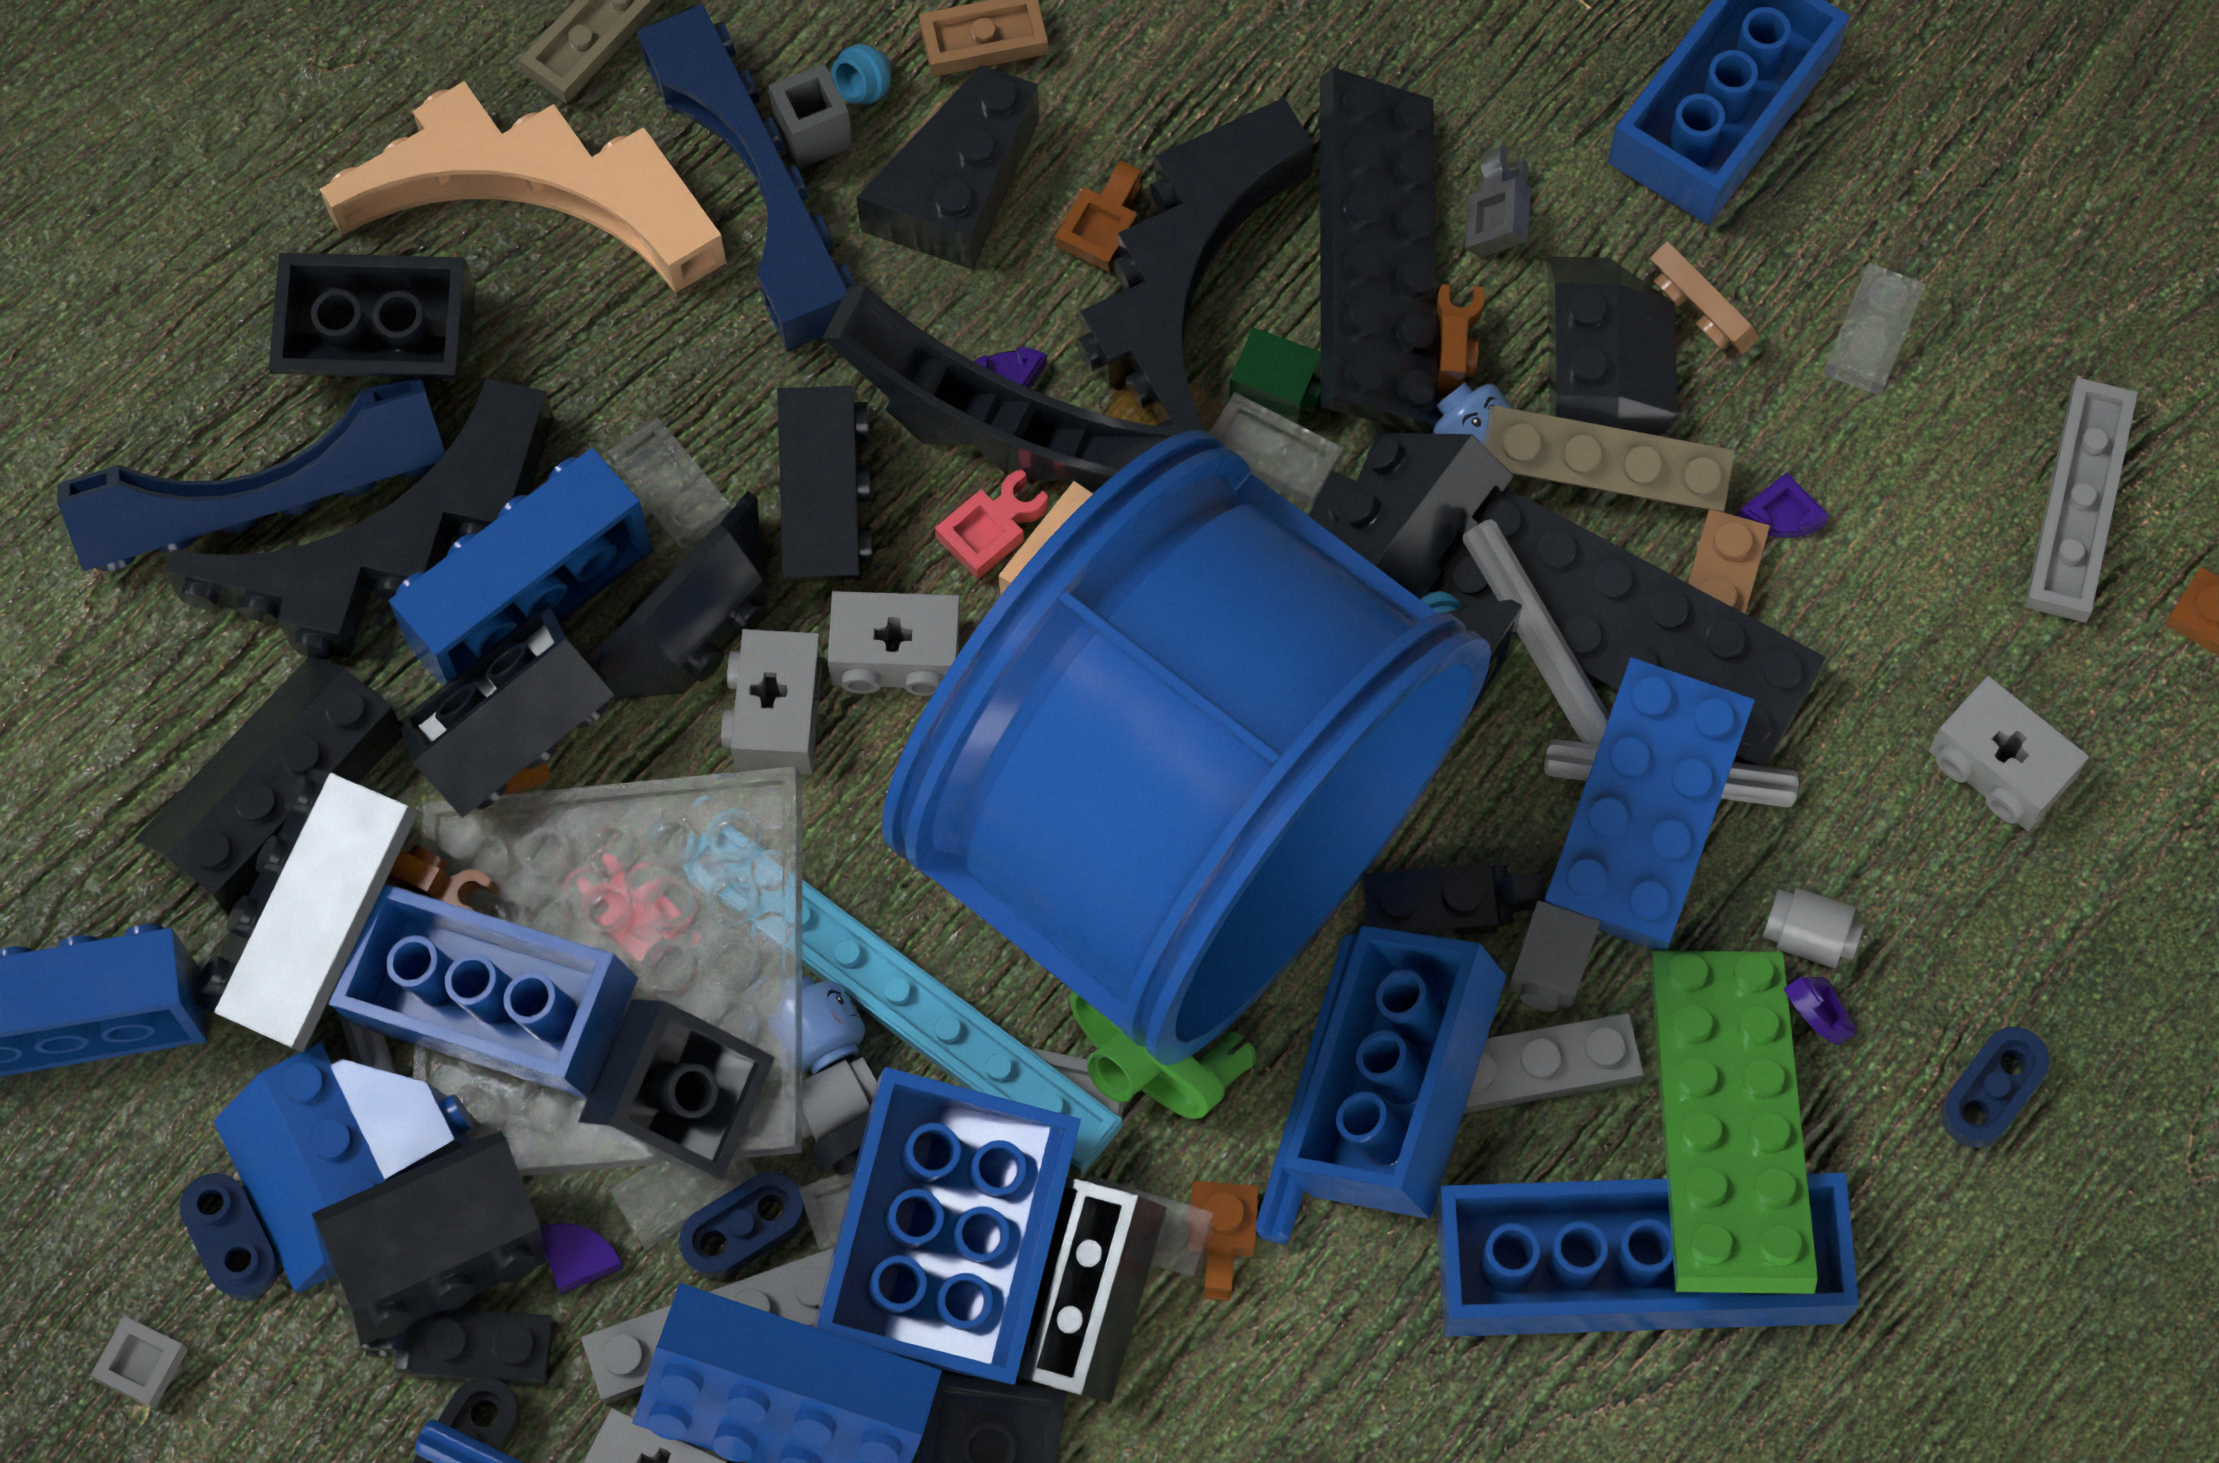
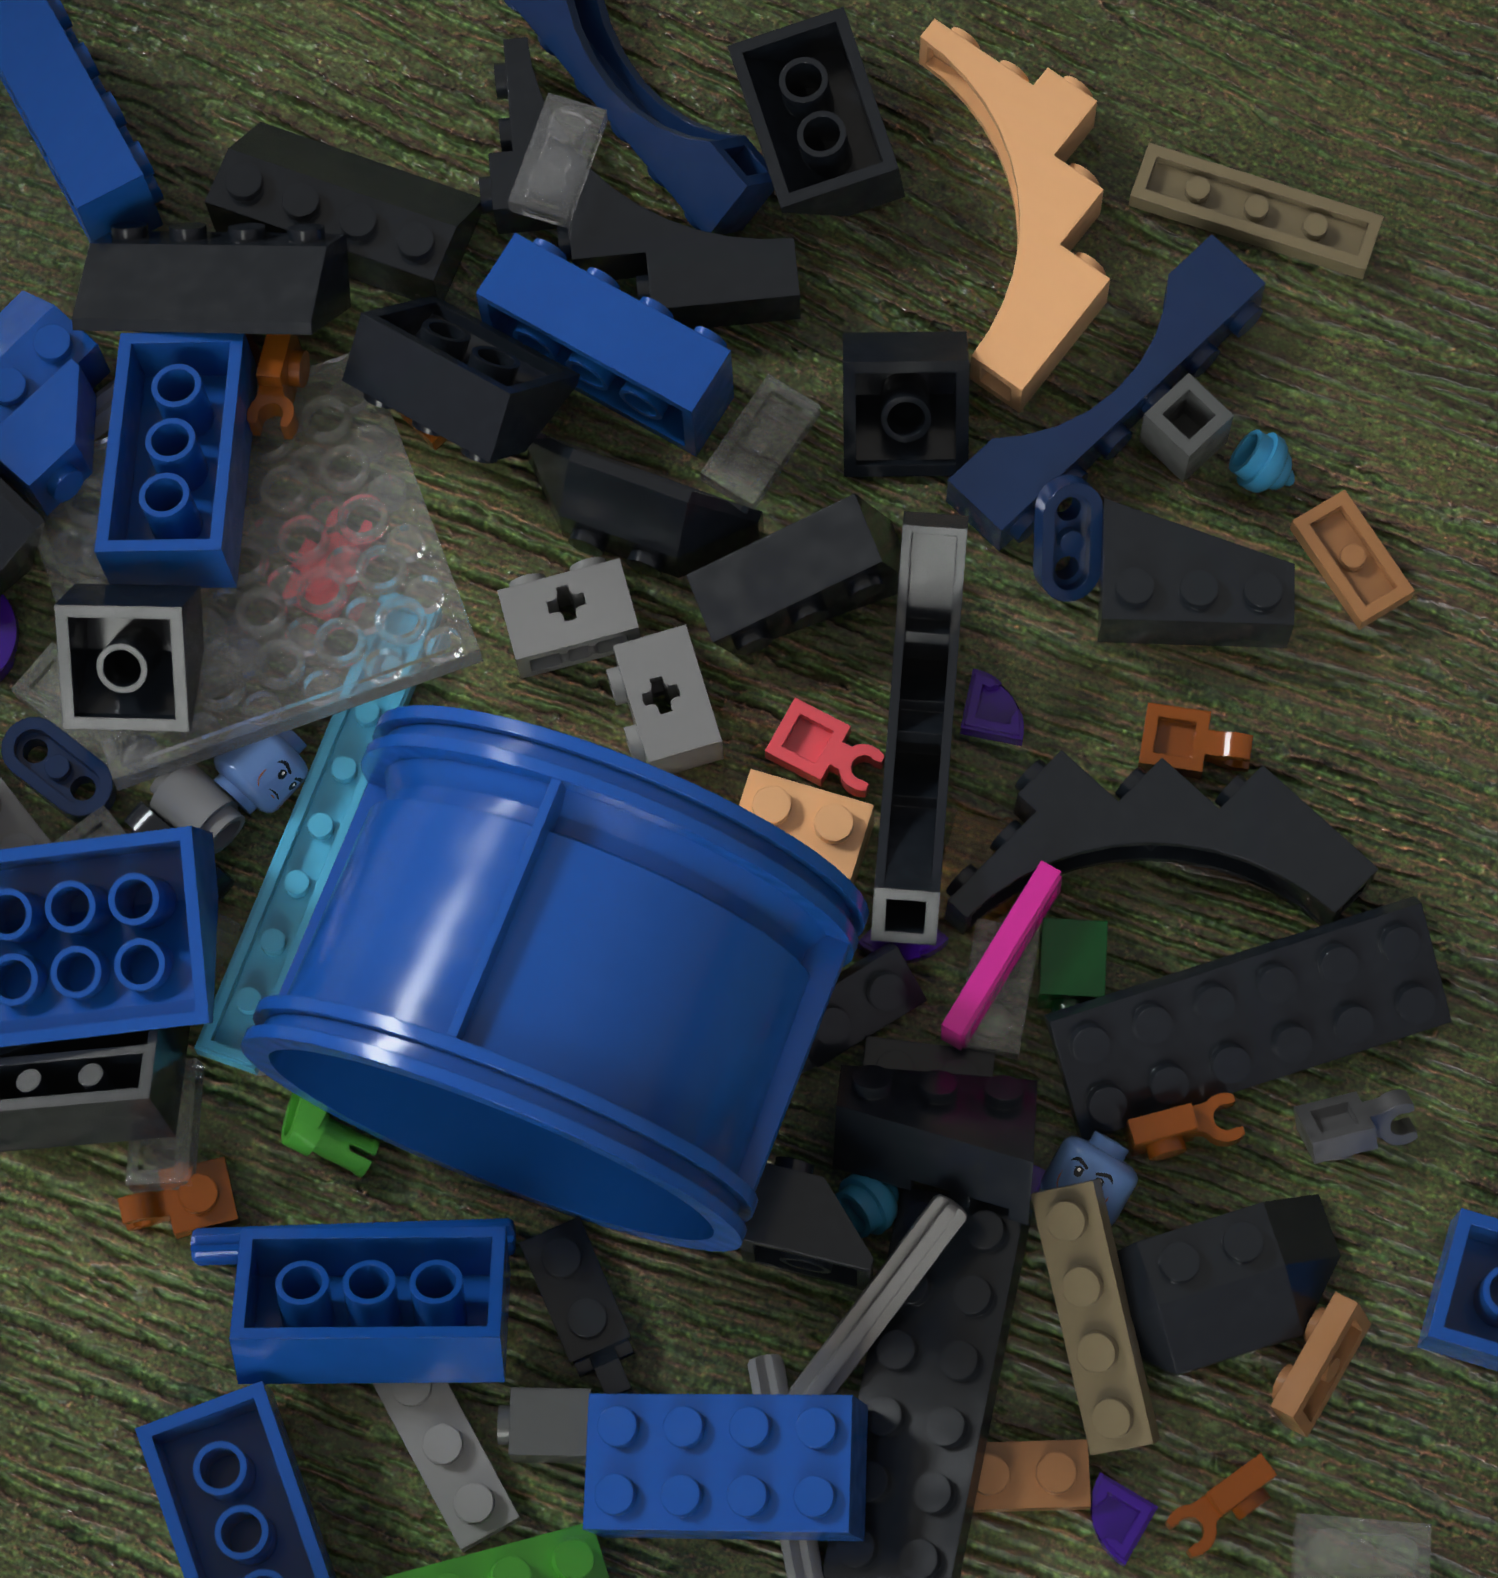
camera: 75 degrees right, 5 degrees up
(317, 556) = (558, 160): none -> clear plate
(683, 344) = (905, 403): none -> black slope
(876, 246) = (1068, 533): none -> dark blue plate
(1255, 421) = (1001, 956): none -> dark pink tile
(1795, 406) = (1238, 1493): none -> dark orange plate

